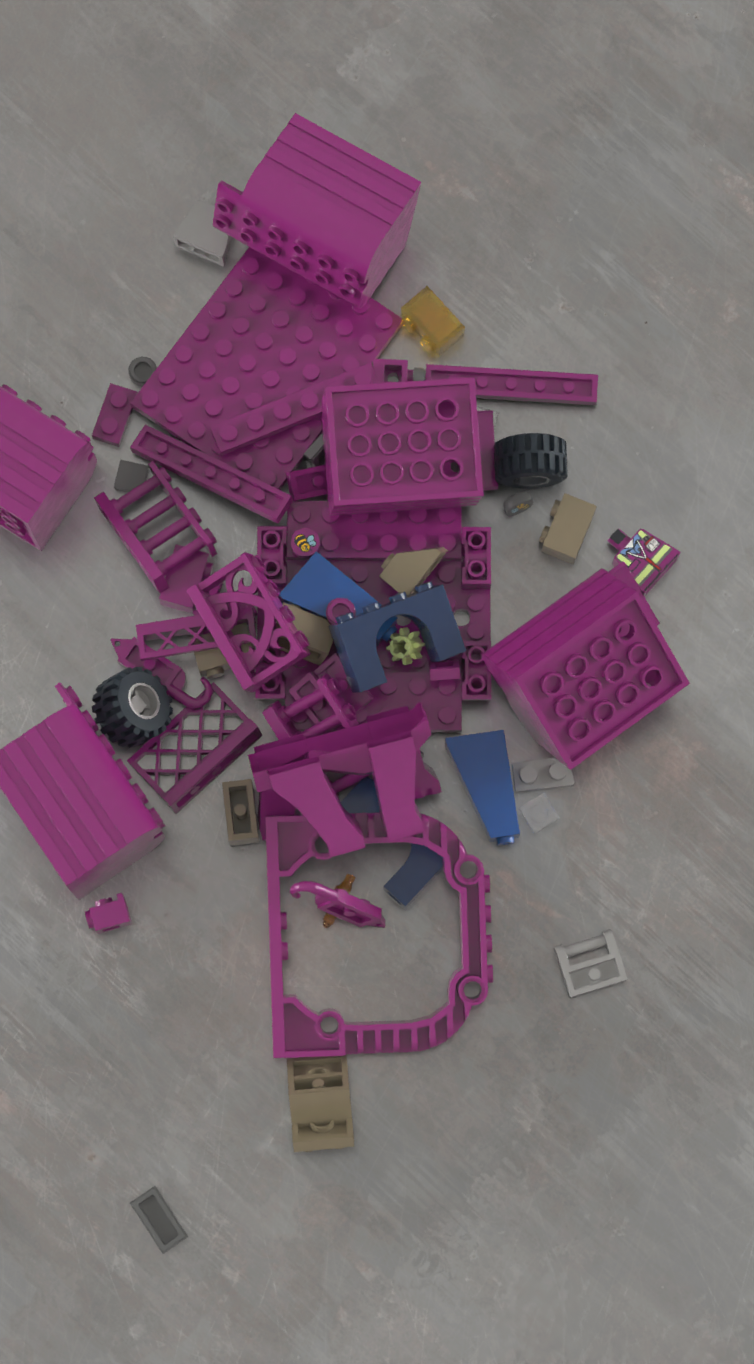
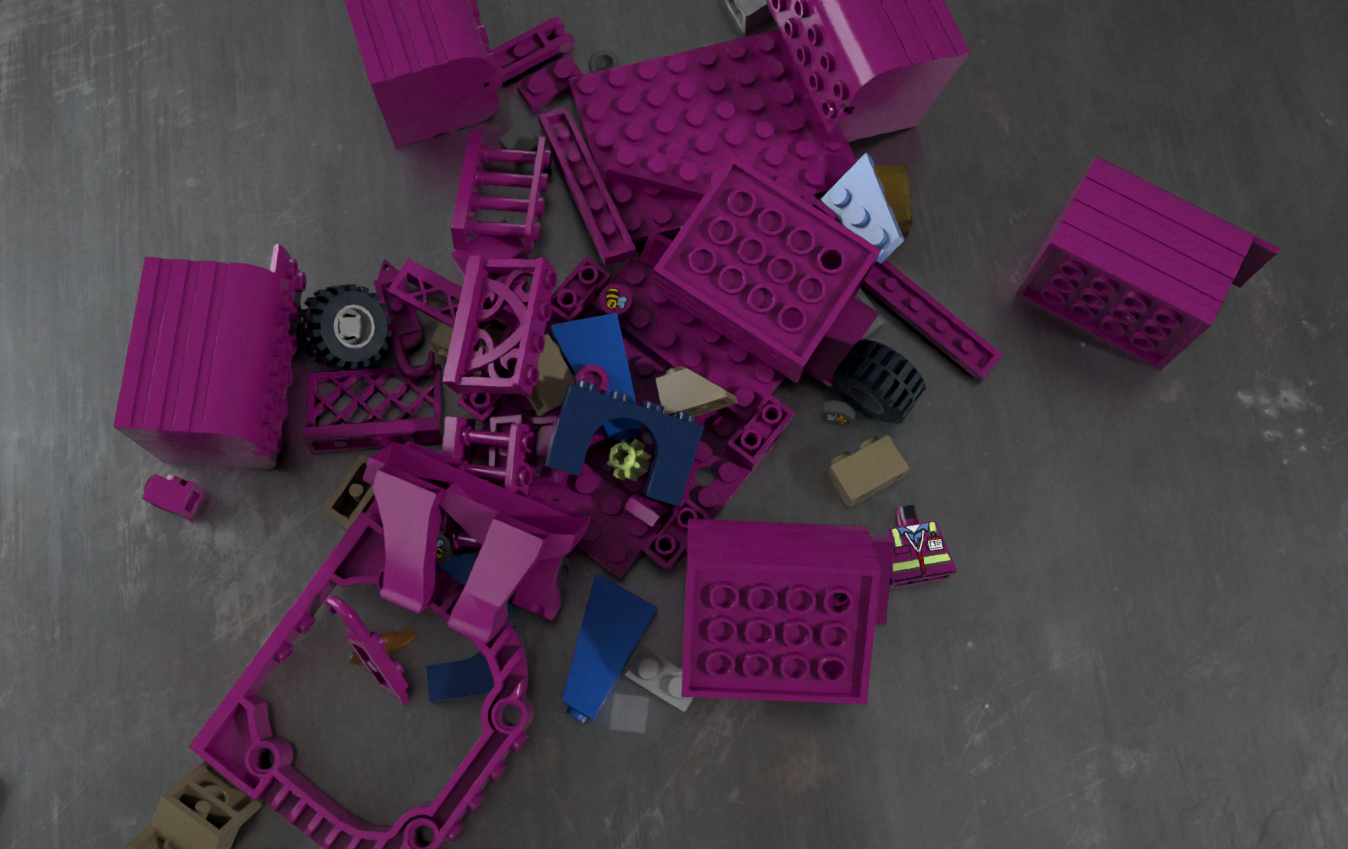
camera: 35 degrees right, 5 degrees down
(80, 396) = (532, 48): none -> magenta plate
(424, 343) = (864, 208): none -> medium blue wing
(642, 243) = (1139, 264): none -> magenta piece

